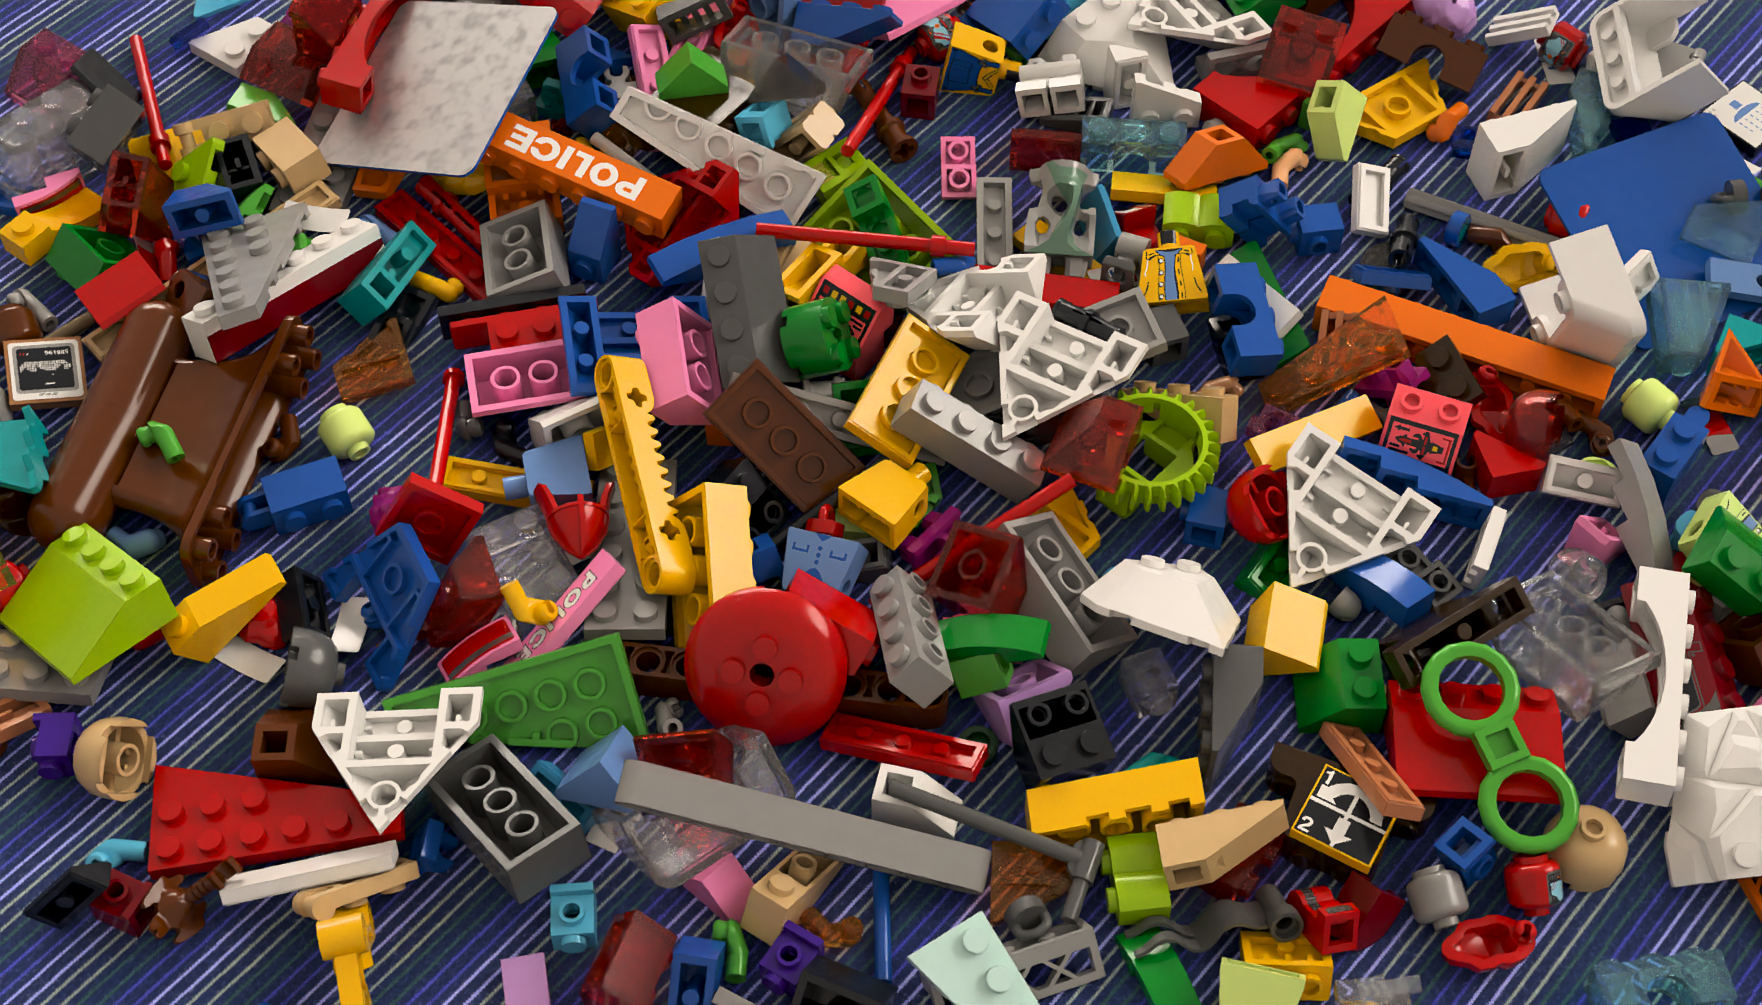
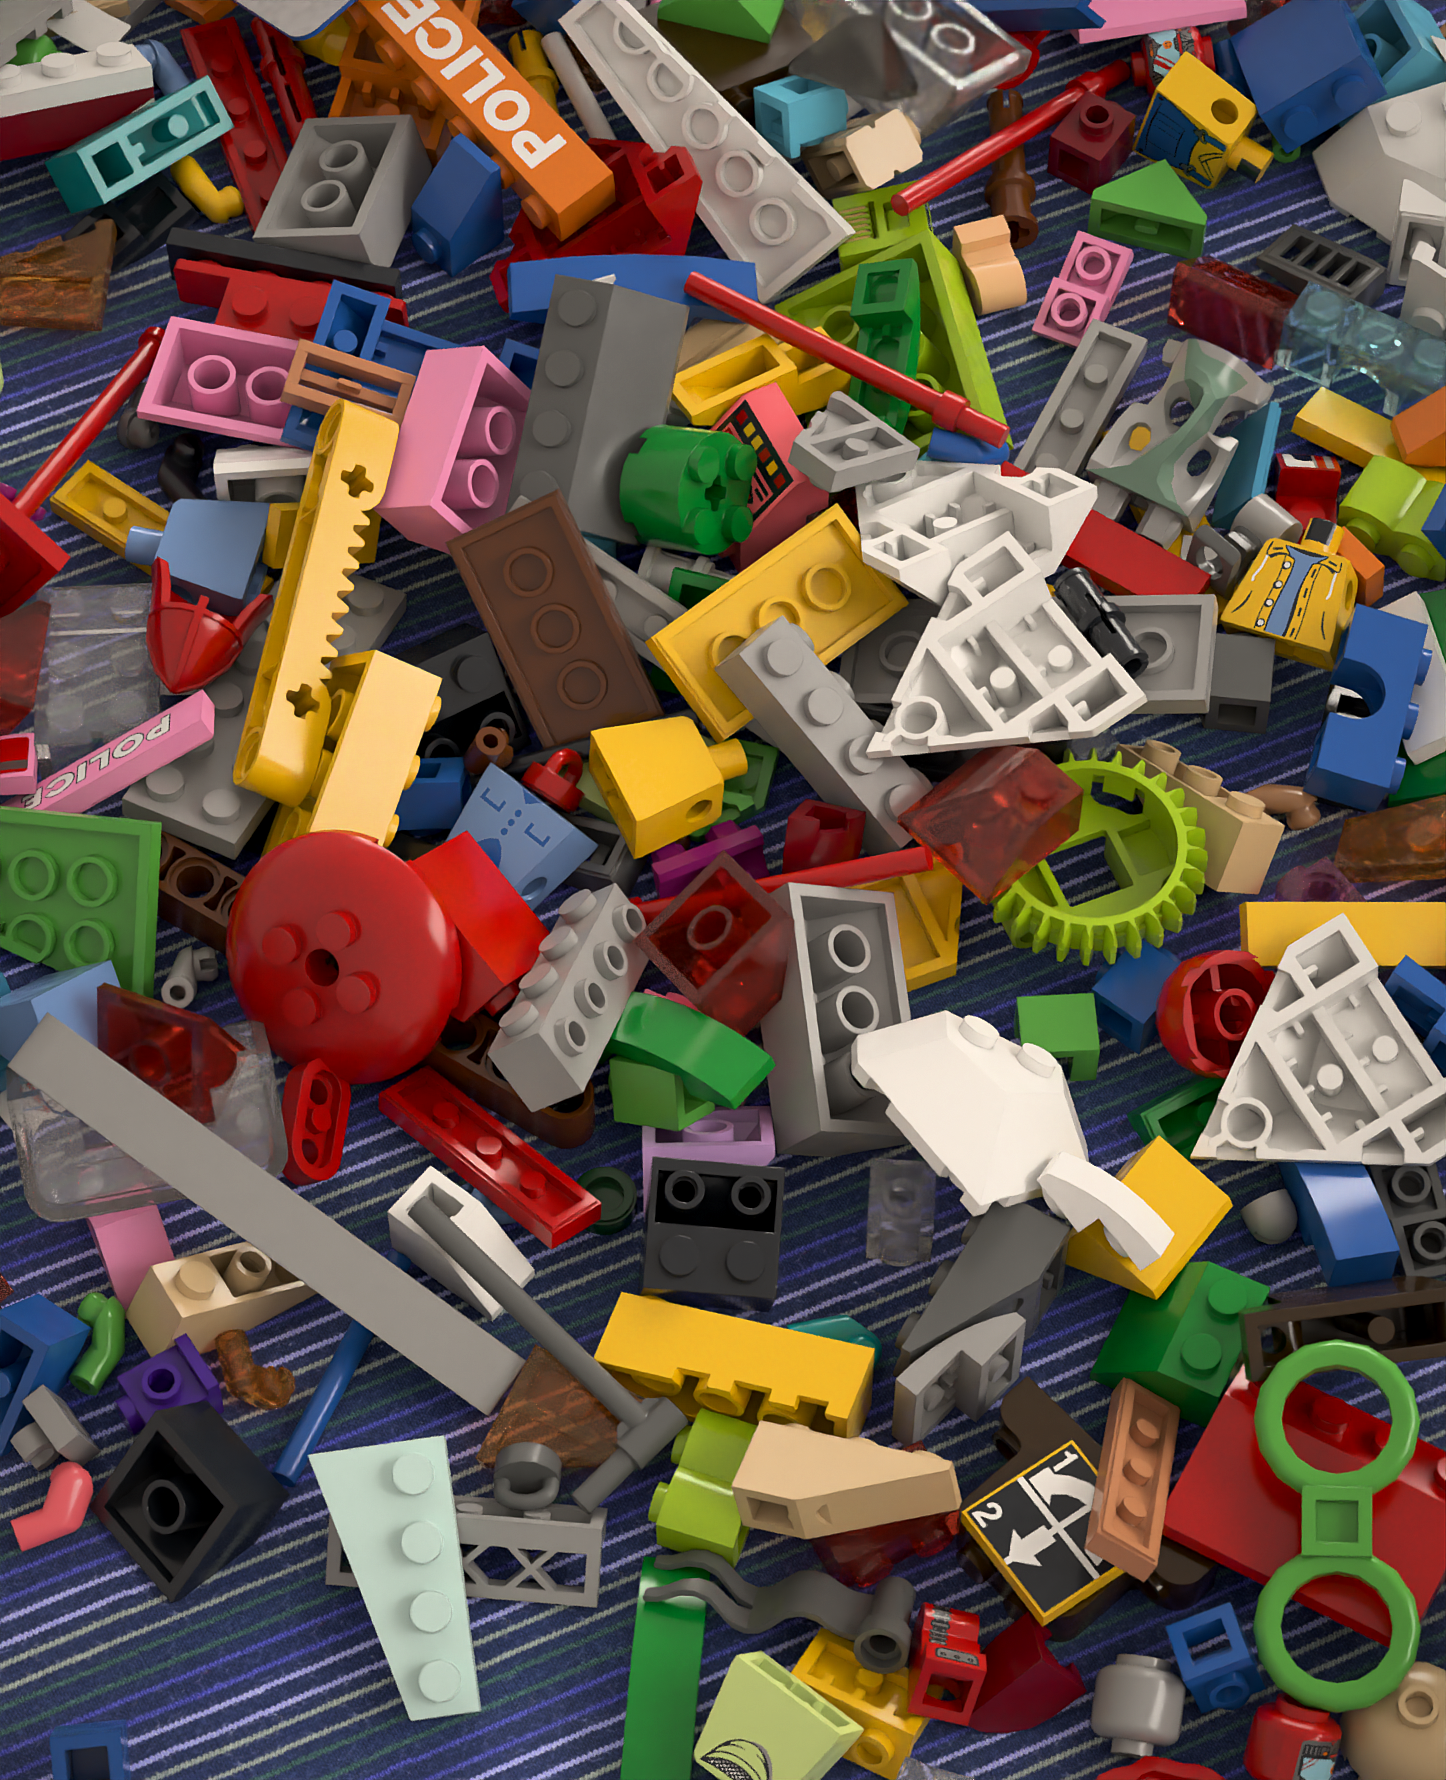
camera: 25 degrees right, 5 degrees up
(528, 609) = (59, 736): yellow arm -> none
(586, 359) = (349, 366): none -> nougat tile
(779, 522) = (487, 747): none -> reddish brown arm
(795, 765) = (315, 1124): none -> red plate
(903, 170) = (989, 265): none -> light nougat leg
(974, 114) = (1149, 212): none -> bright green slope
(995, 496) = (822, 835): none -> dark red brick
(1049, 84) = (1296, 211): white hips -> none
(1179, 544) = (1063, 1027): none -> bright green panel
(1240, 757) = (962, 1372): none -> light grey slope
(1265, 627) = (1087, 1193): none -> white slope

